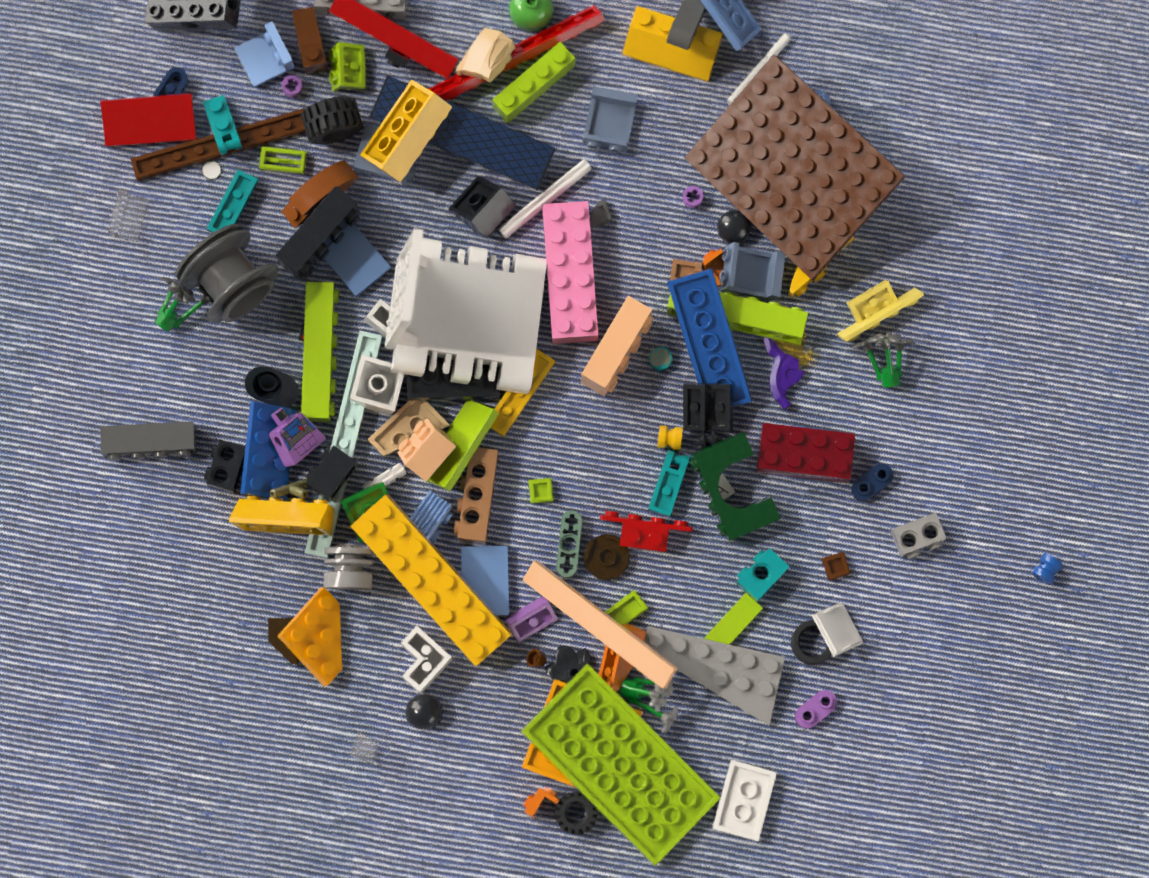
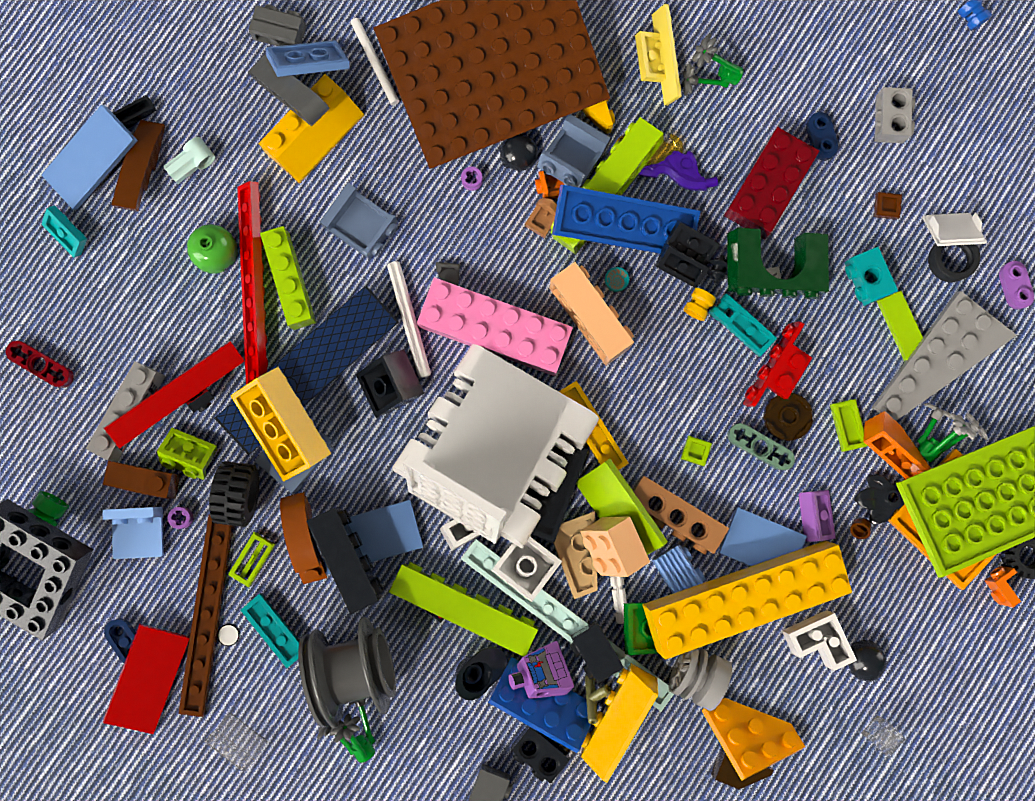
camera: 65 degrees left, 5 degrees up
(222, 124) = (186, 605): teal plate -> none
(486, 55) = (240, 311): tan slope -> none
(600, 624) = (866, 451): light nougat tile -> none

